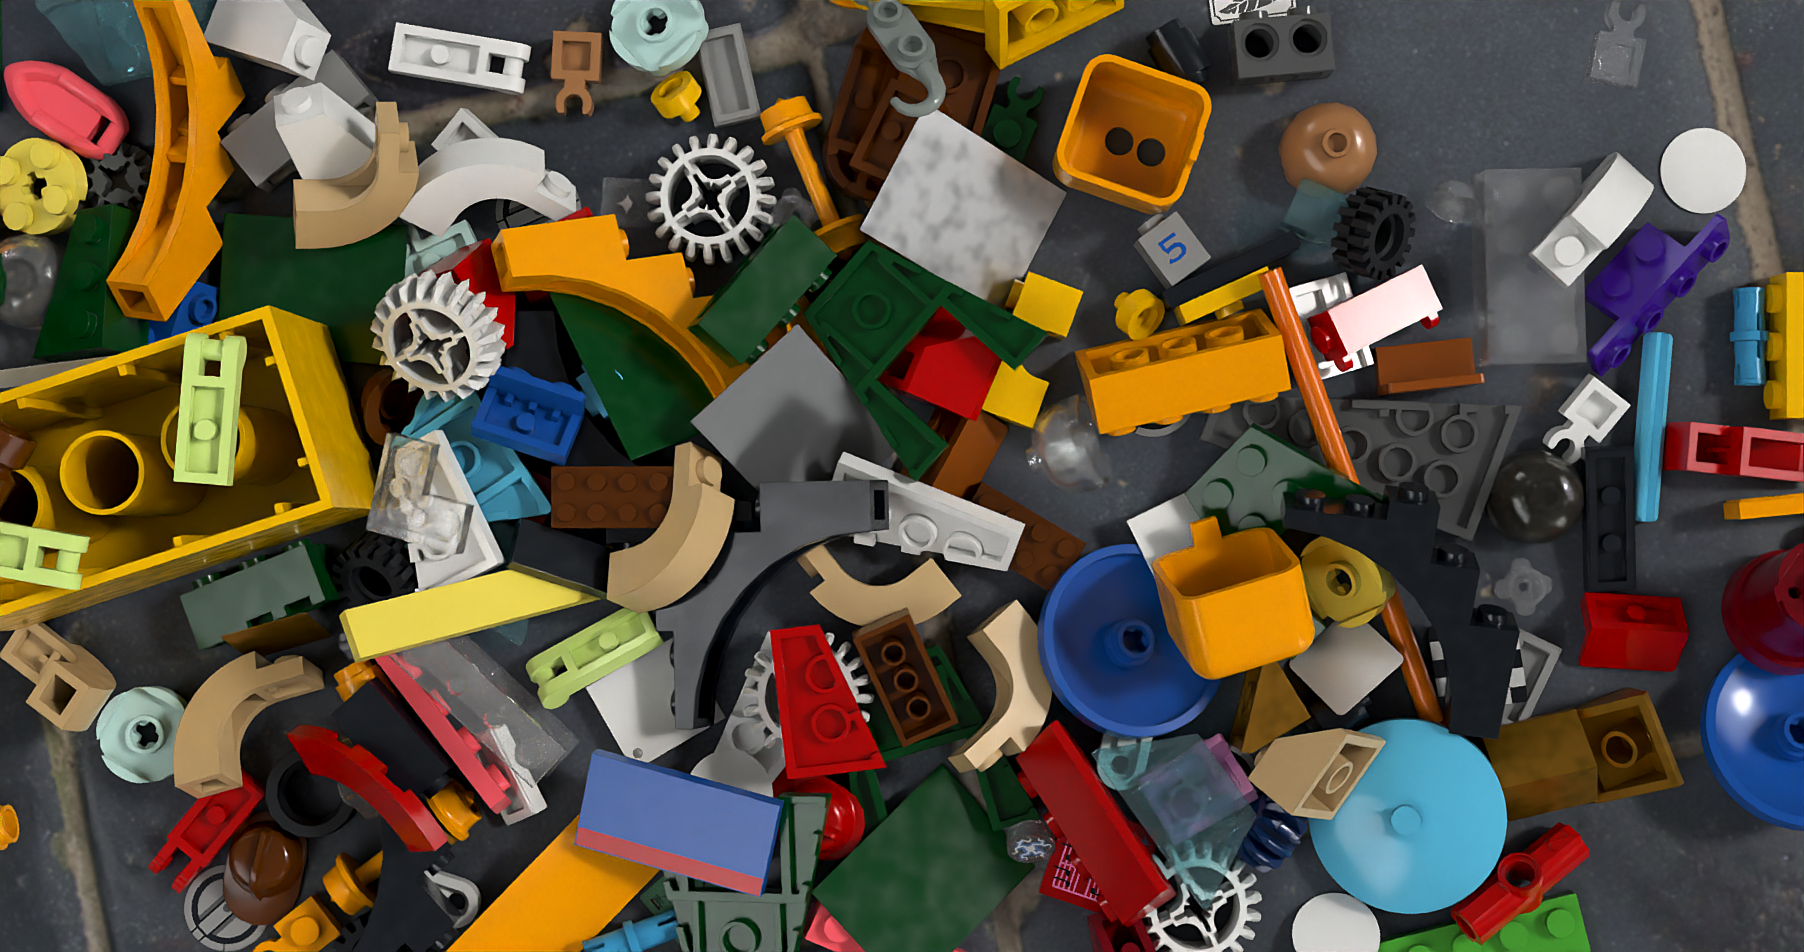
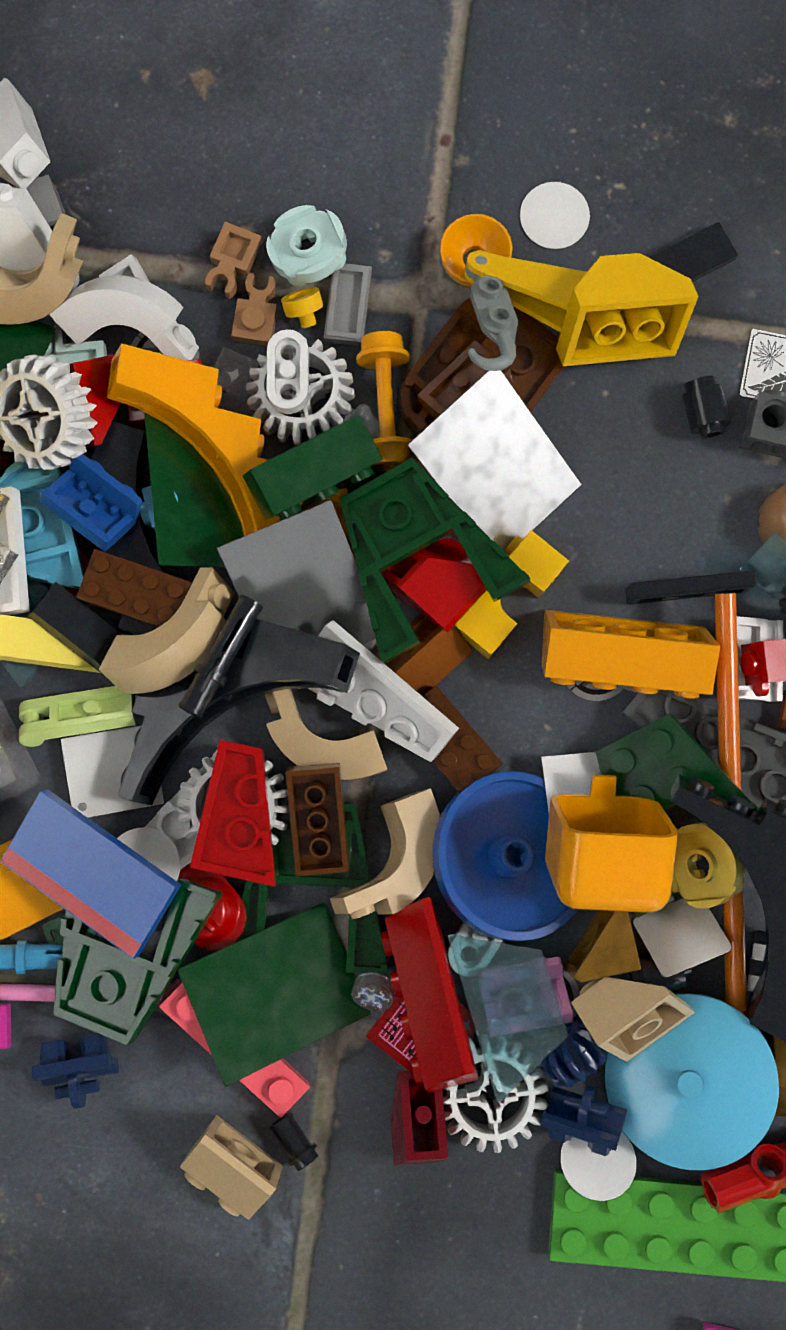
camera: 15 degrees right, 5 degrees down
(457, 58) = (144, 219): white plate -> none
(627, 129) = (255, 317): none -> medium nougat plate
(694, 189) = (287, 374): none -> white plate
(728, 597) = (196, 701): none -> black pin
(1009, 127) = (556, 416): dark green plate -> none
(1068, 448) = (515, 681): clear cylinder -> none
(1138, 313) = (607, 596): yellow tile -> none
(1148, 106) = (670, 435): light orange piece -> none
(1170, 248) = (649, 553): light grey brick -> none
(1222, 300) = (677, 608): yellow plate -> none
(1305, 896) = (584, 1118): none -> dark blue hips

